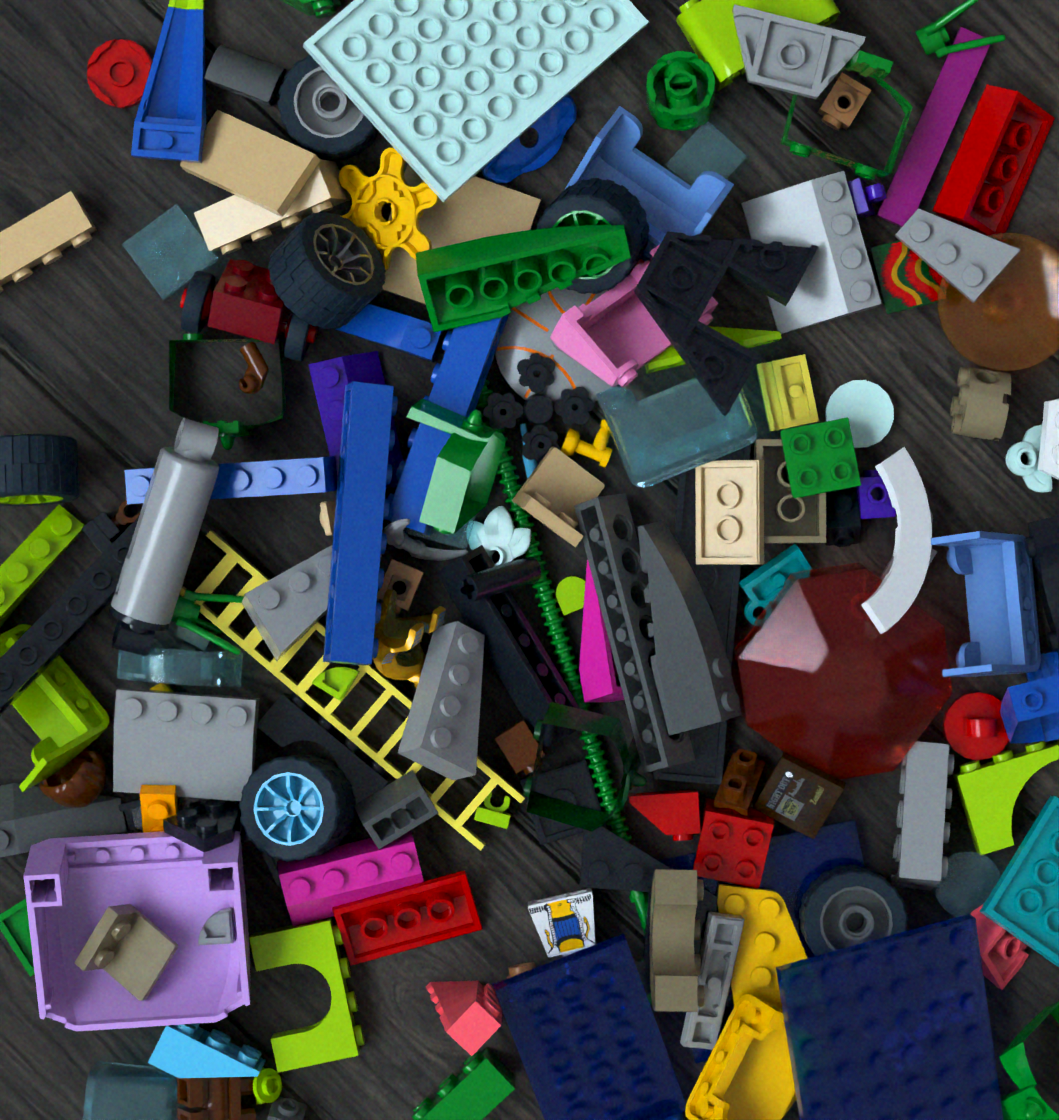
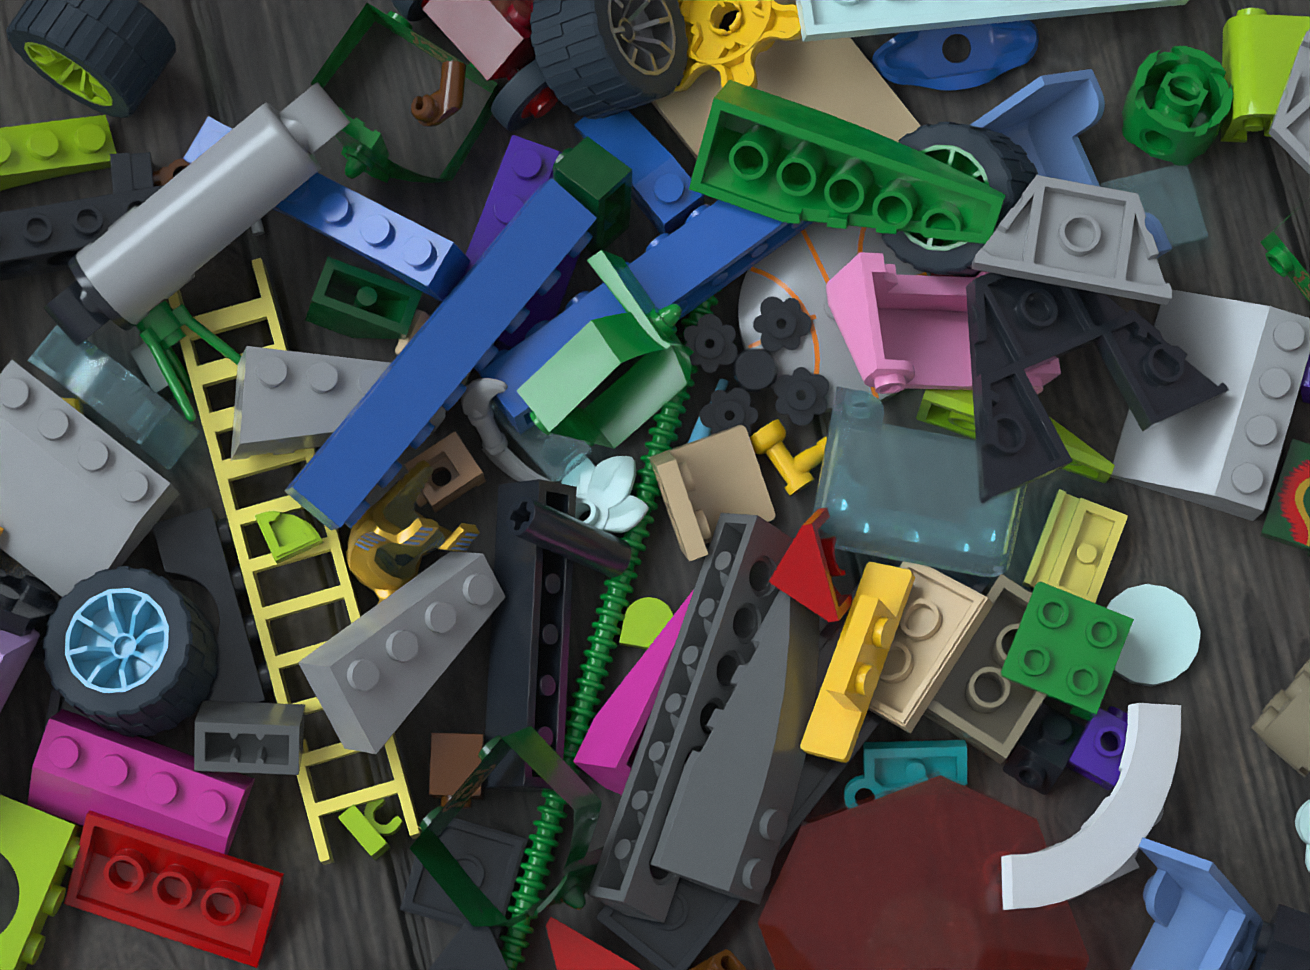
camera: 30 degrees right, 10 degrees down
(287, 519) = (361, 303): none -> dark green slope
(377, 364) = (600, 185): none -> dark green slope
(647, 511) = (808, 571): none -> red slope
(680, 223) = (1077, 240): none -> light grey wing
(708, 542) = (857, 662): none -> yellow bracket

